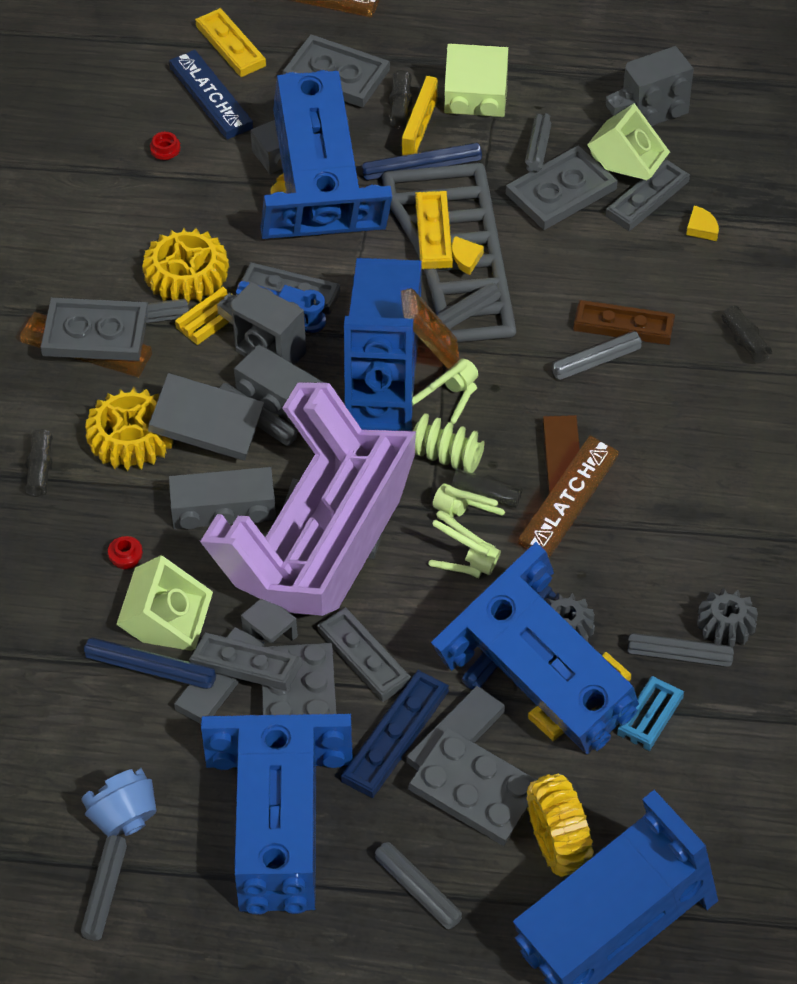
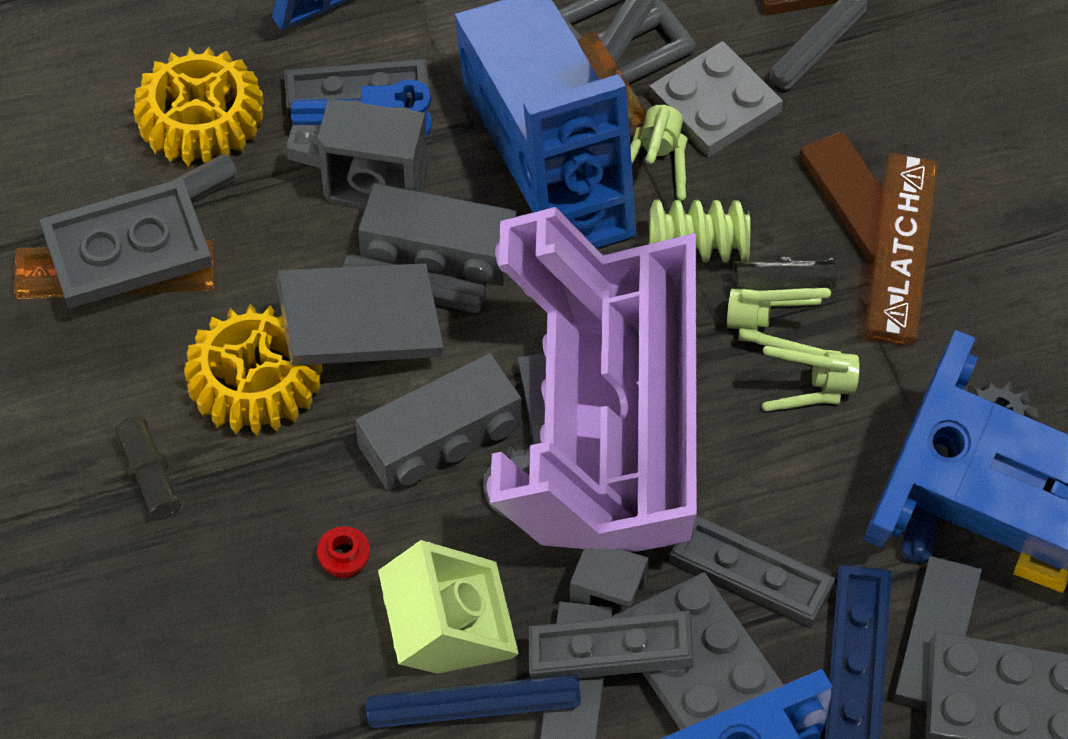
camera: 25 degrees left, 5 degrees up
(200, 314) = (250, 163): yellow tile -> none
(509, 369) = (717, 98): none -> light grey plate

